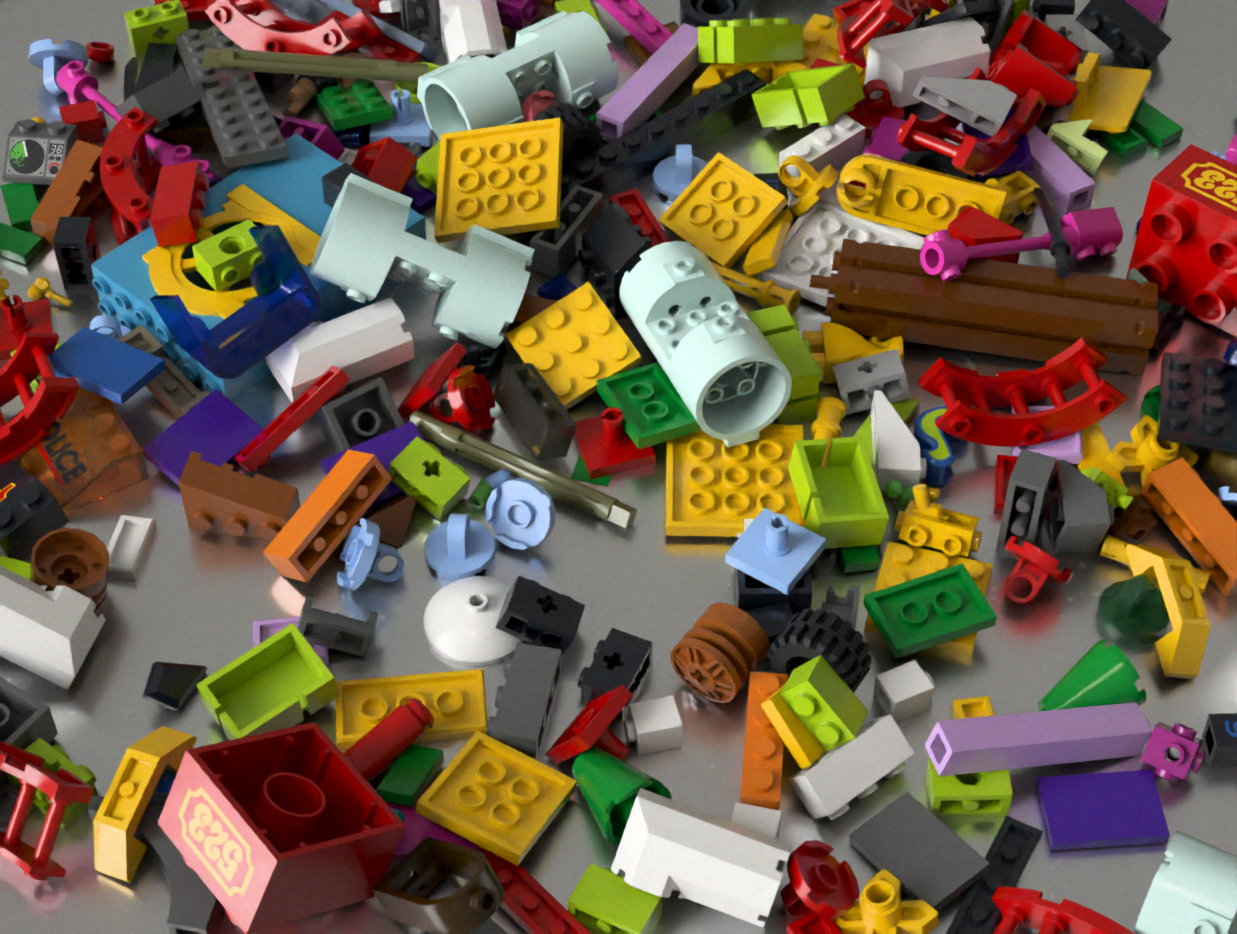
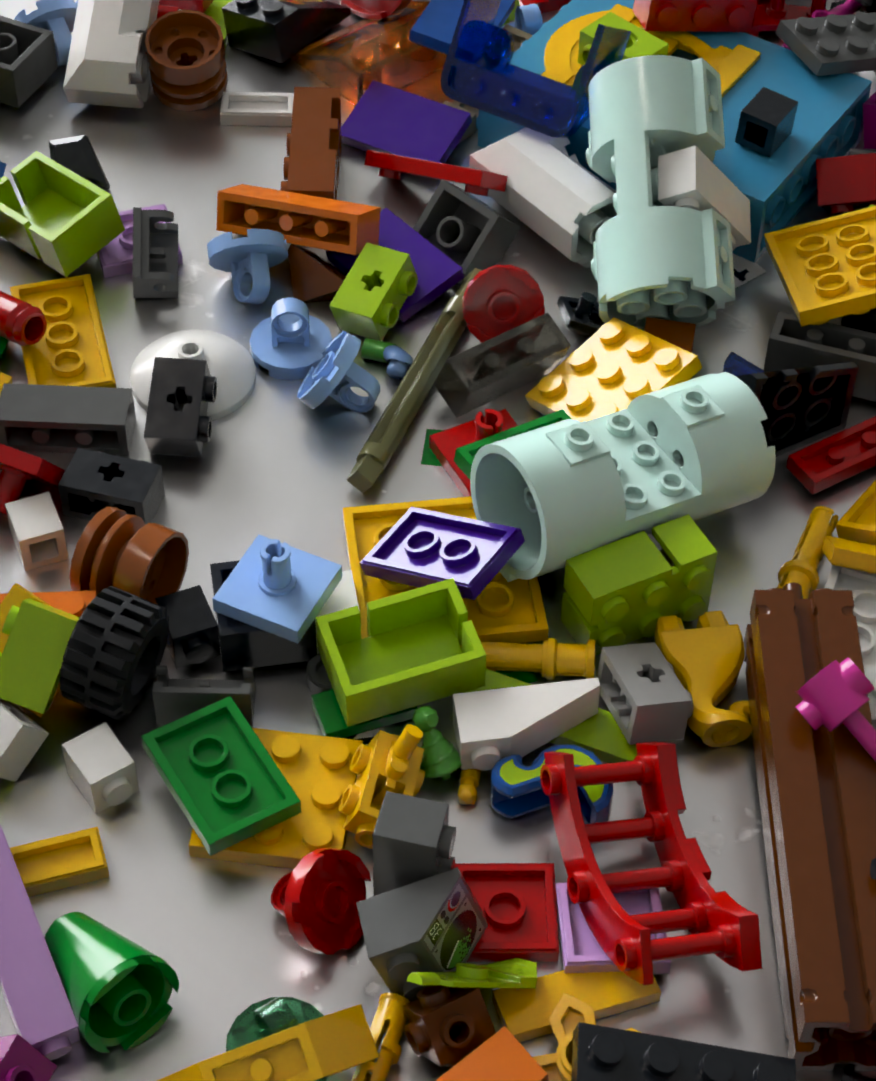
camera: 80 degrees right, 0 degrees up
(431, 380) = (549, 273): red tile -> none
(440, 230) = (694, 182): none -> white brick
(742, 460) = (442, 546): none -> dark purple tile

